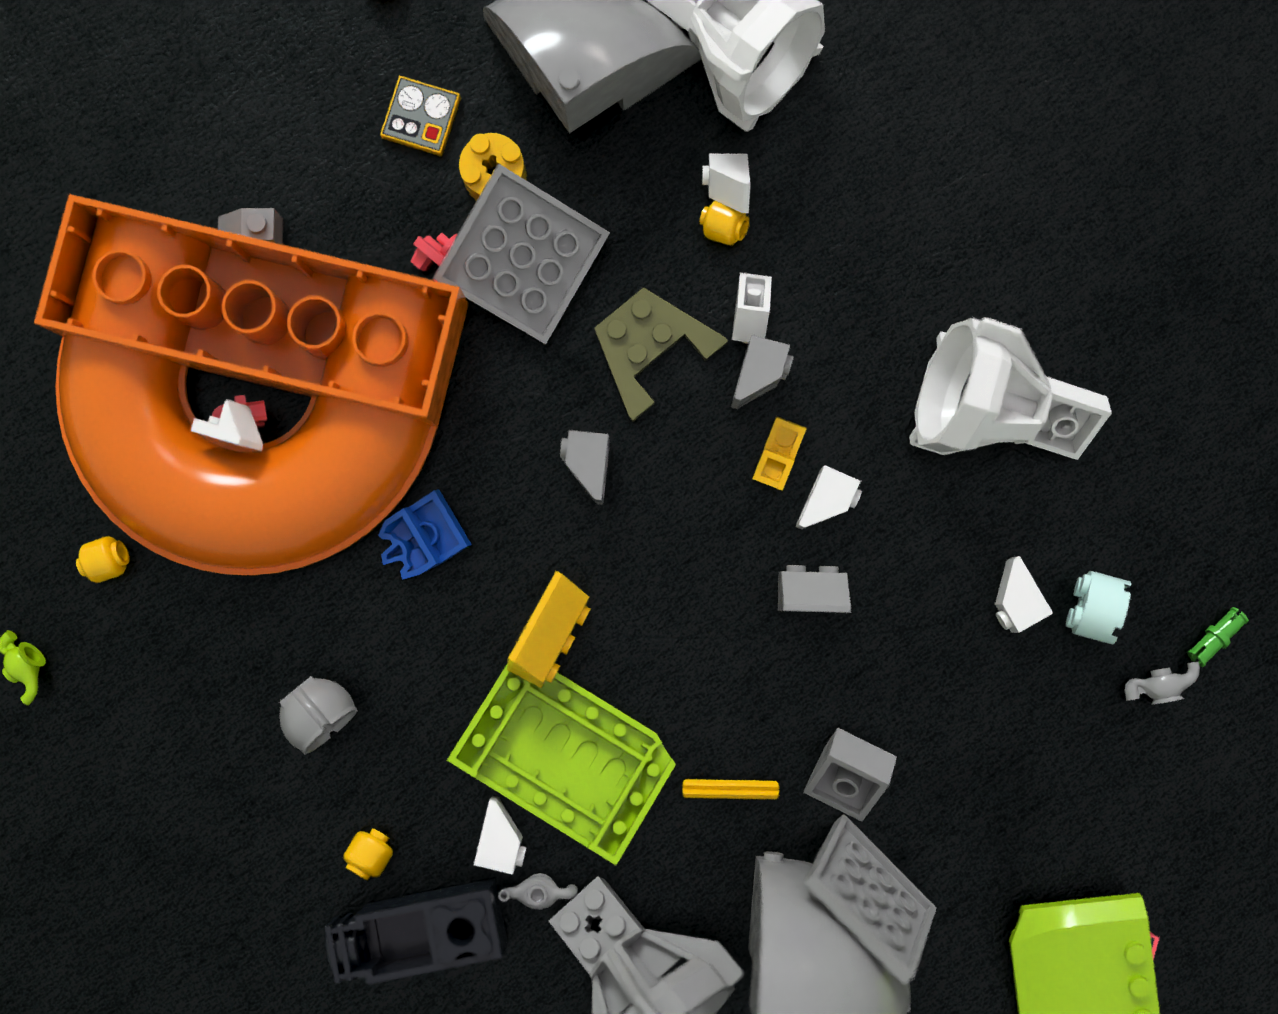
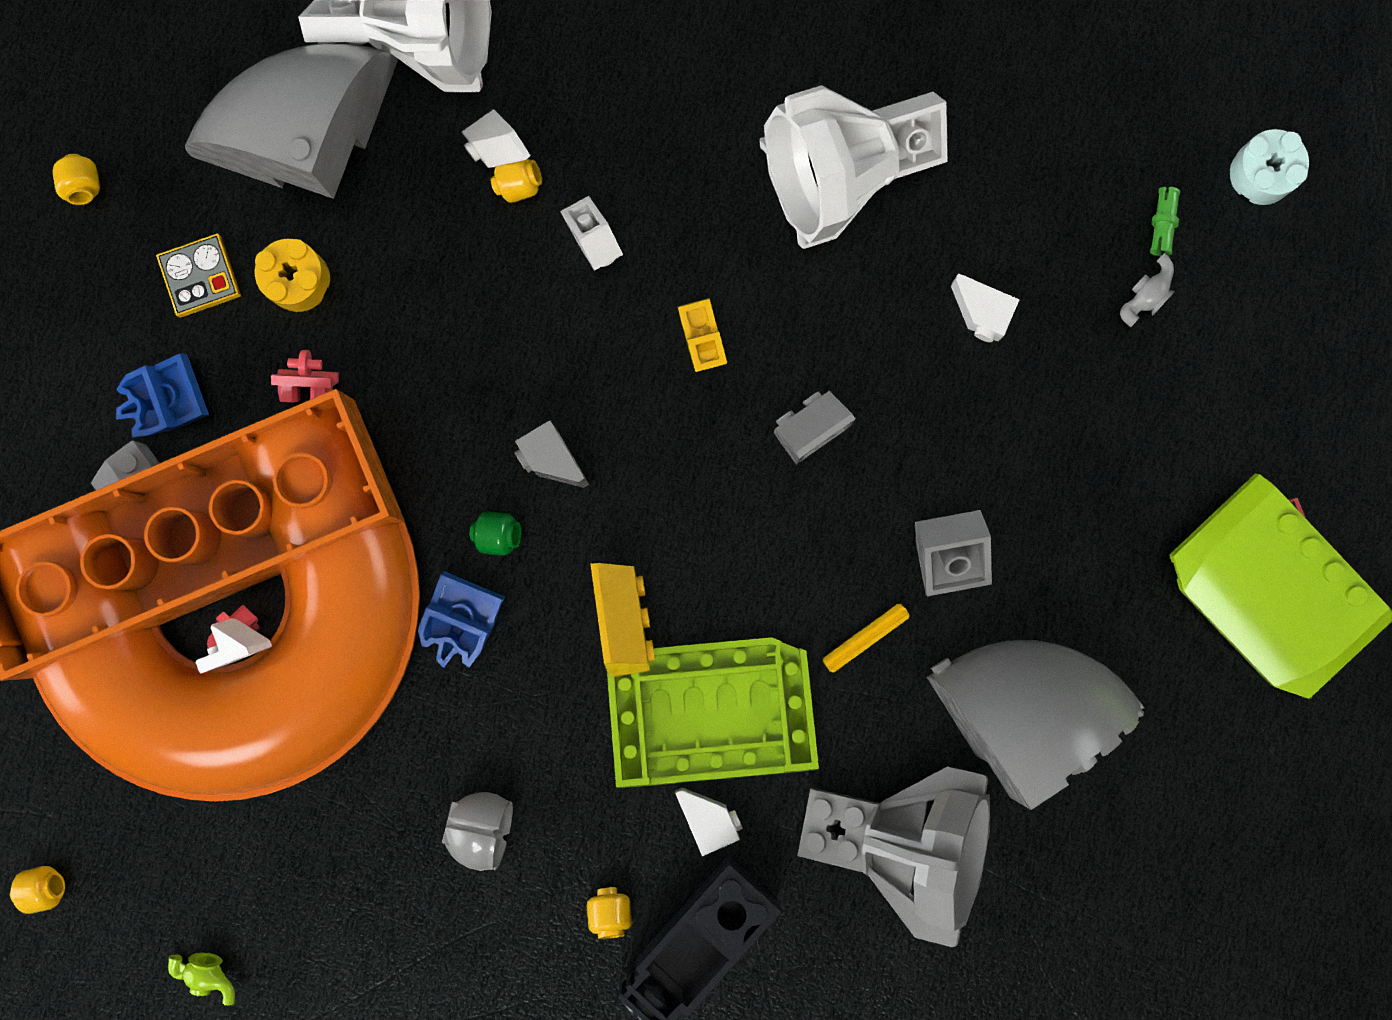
camera: 35 degrees left, 0 degrees up
(102, 559) = (206, 837): yellow head -> none
(321, 190) = (162, 397): none -> blue plate
(501, 489) = (495, 533): none -> green head
(521, 254) = (368, 326): light grey plate -> none
(538, 892) = (771, 839): light grey piece -> none
(642, 333) = (516, 321): olive wing -> none
(761, 370) = (637, 276): light grey slope -> none
(829, 497) = (769, 338): white slope -> none
(871, 898) = (1044, 637): light grey plate -> none
(1100, 606) = (1053, 267): light aqua brick -> none

